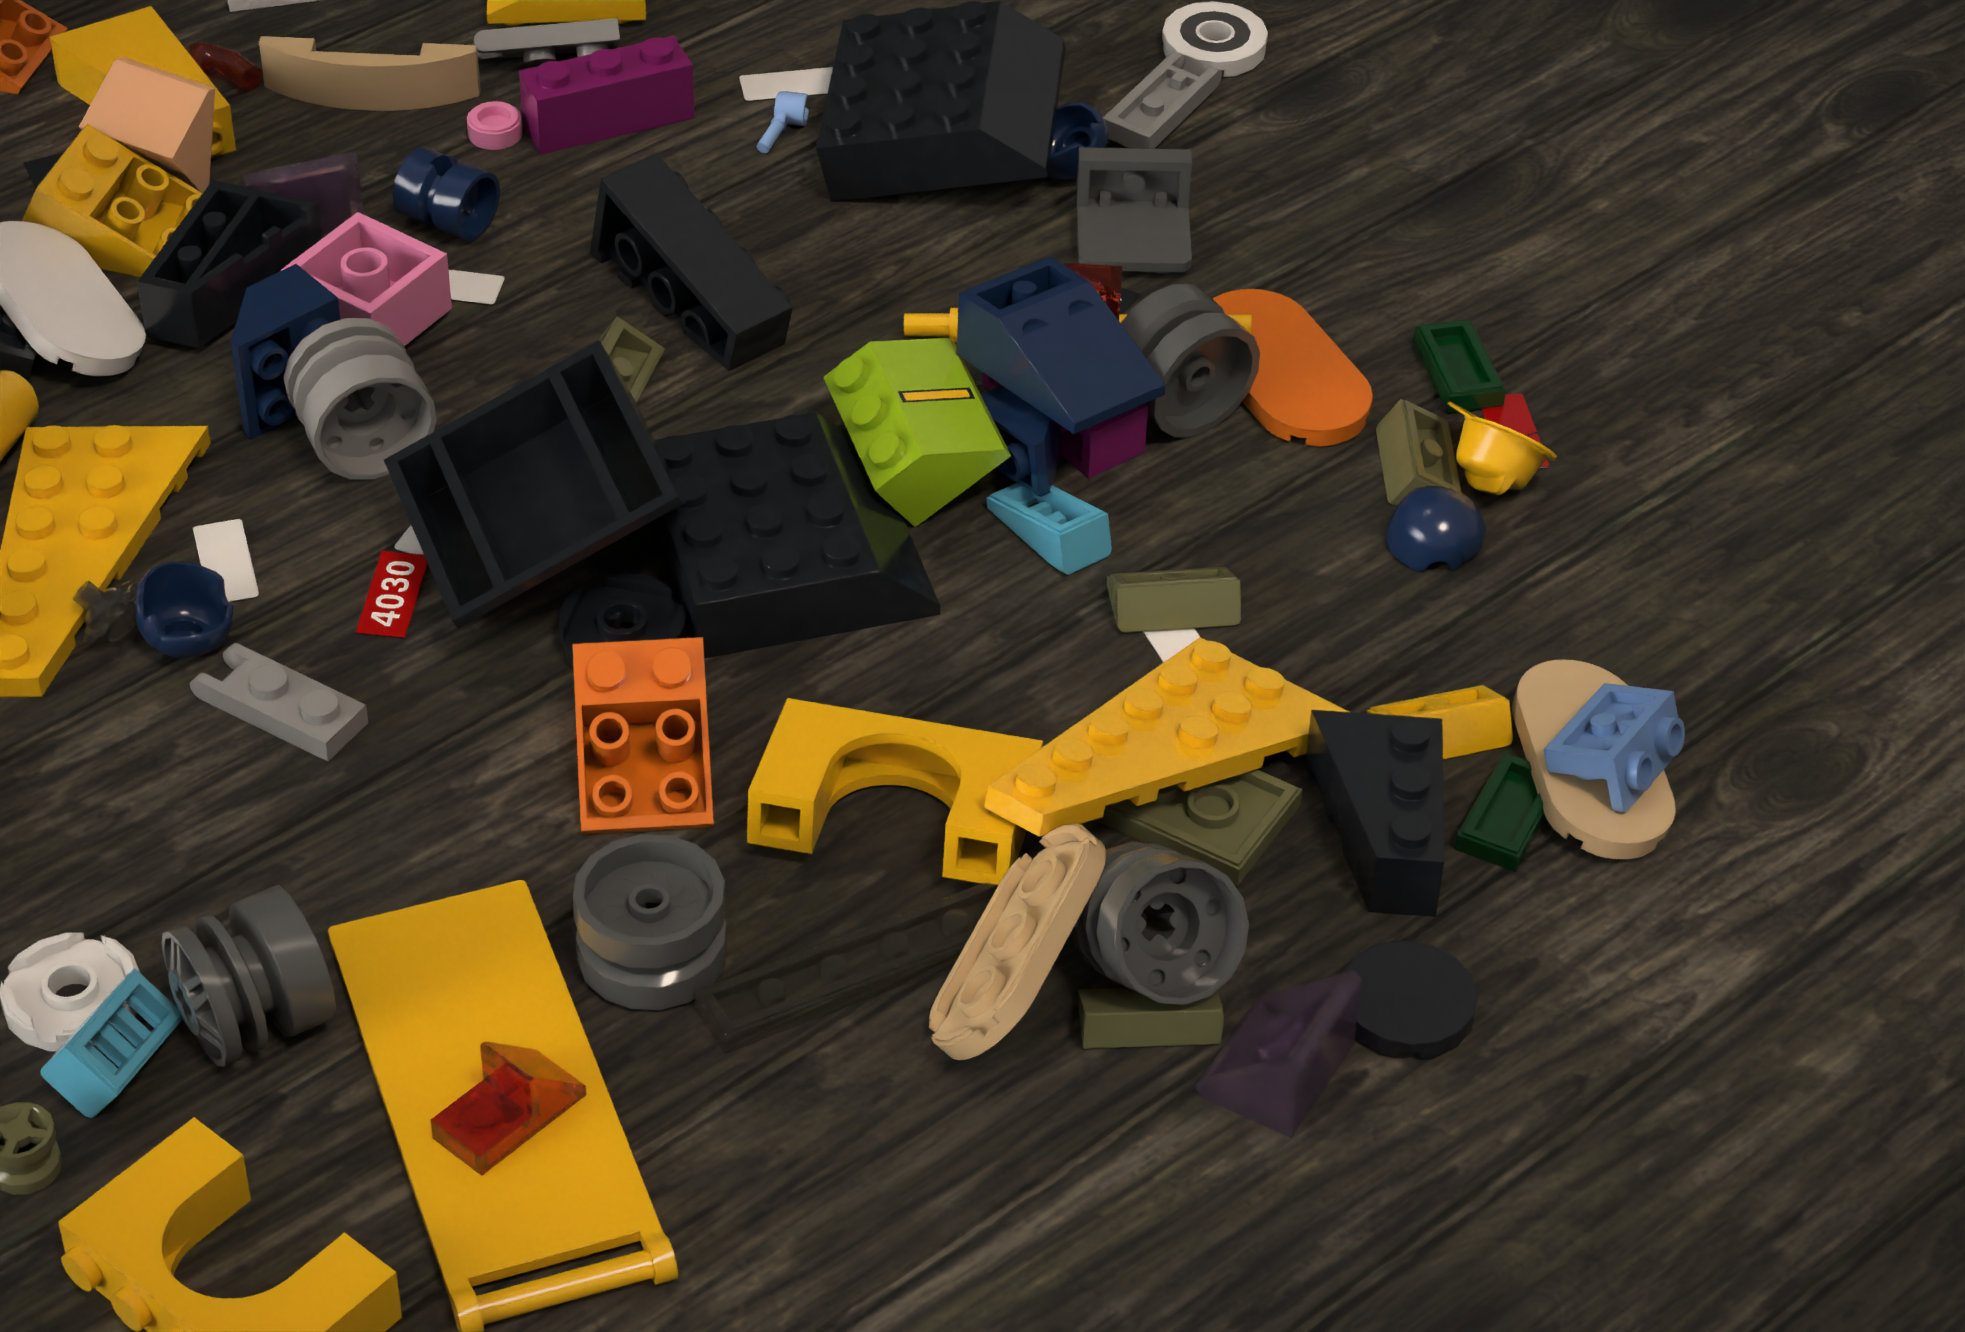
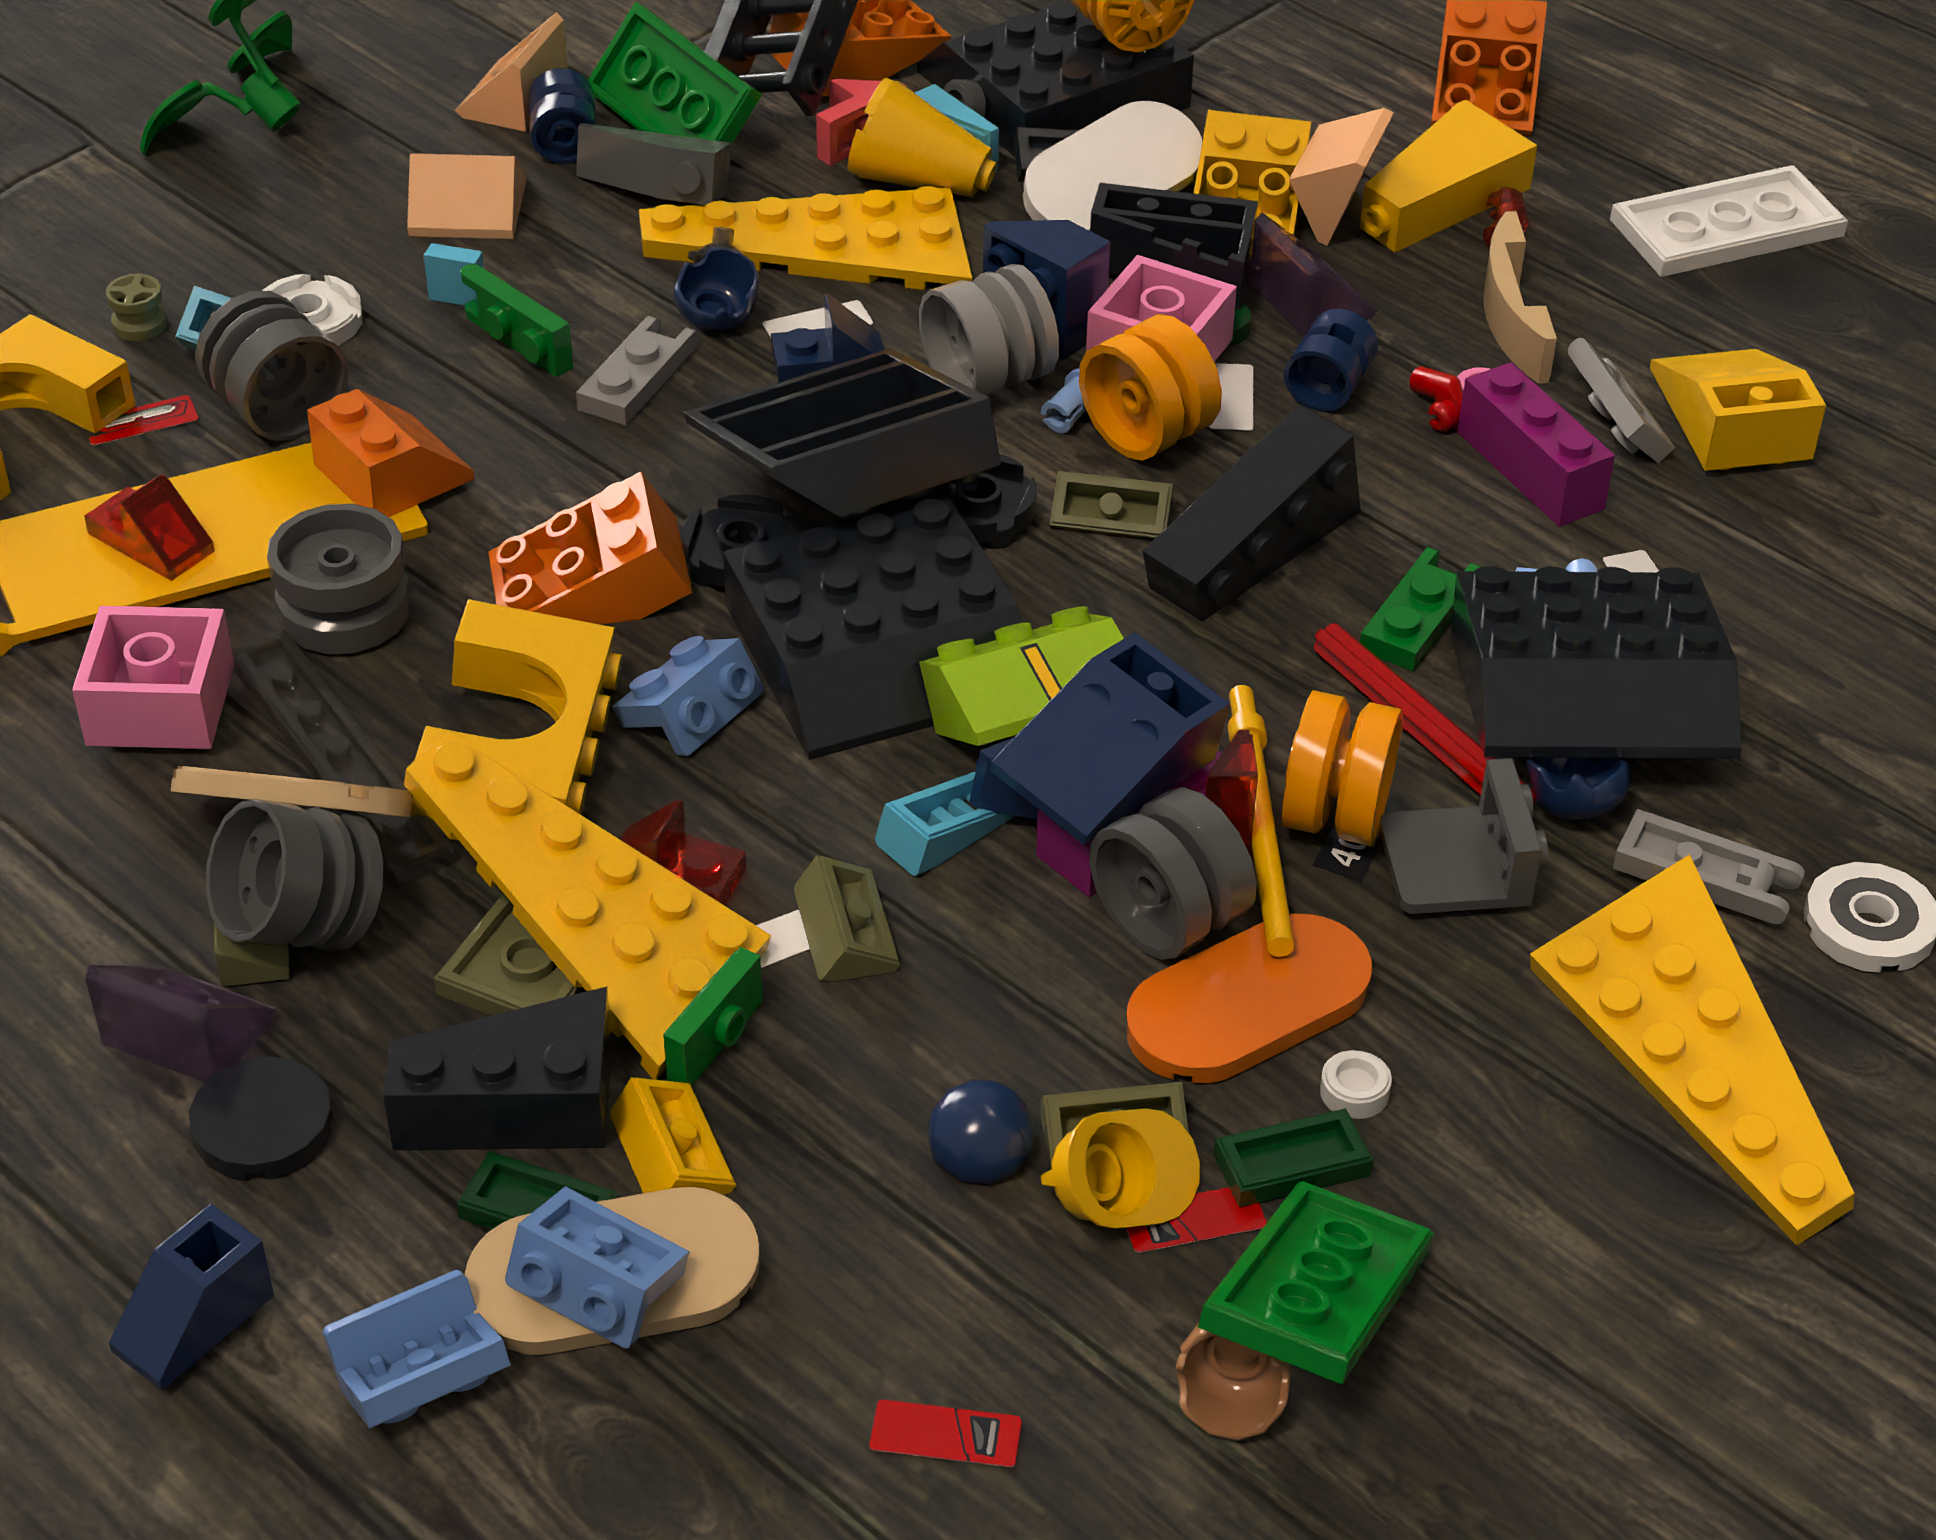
camera: 85 degrees right, 0 degrees up
(65, 837) = (444, 275): none -> medium azure tile
(175, 785) = (518, 321): none -> green hinge
(239, 1127) = (147, 419): none -> sticker
(296, 551) = (811, 350): none -> dark blue slope
(426, 898) = (381, 453): none -> orange slope
(445, 376) = (1067, 405): none -> light blue pin
(487, 297) = (1150, 387): none -> light orange wheel
(506, 140) = (1445, 390): none -> red arm
(792, 1074) = (154, 677): none -> bright pink brick
(804, 207) = (1413, 613): none -> green hinge
(841, 669) = (692, 692): none -> medium blue bracket
(953, 226) = (1420, 717): none -> red axle
(1065, 221) = (1331, 766): none -> light orange wheel
(1080, 688) = (699, 862): none -> clear red slope
(1311, 666) = (713, 1017): none -> green plate
(1322, 144) = (1684, 1019): none -> yellow wing
(1380, 323) = (1356, 1083): none -> white tile
(1623, 341) = (1317, 1281): none -> green tile
(1654, 1015) = (192, 1296): none -> dark blue slope
(1699, 406) = (1230, 1386): none -> medium nougat hair
(1705, 874) = (413, 1349): none -> medium blue bracket
(1733, 587) = (945, 1433): none -> red sticker

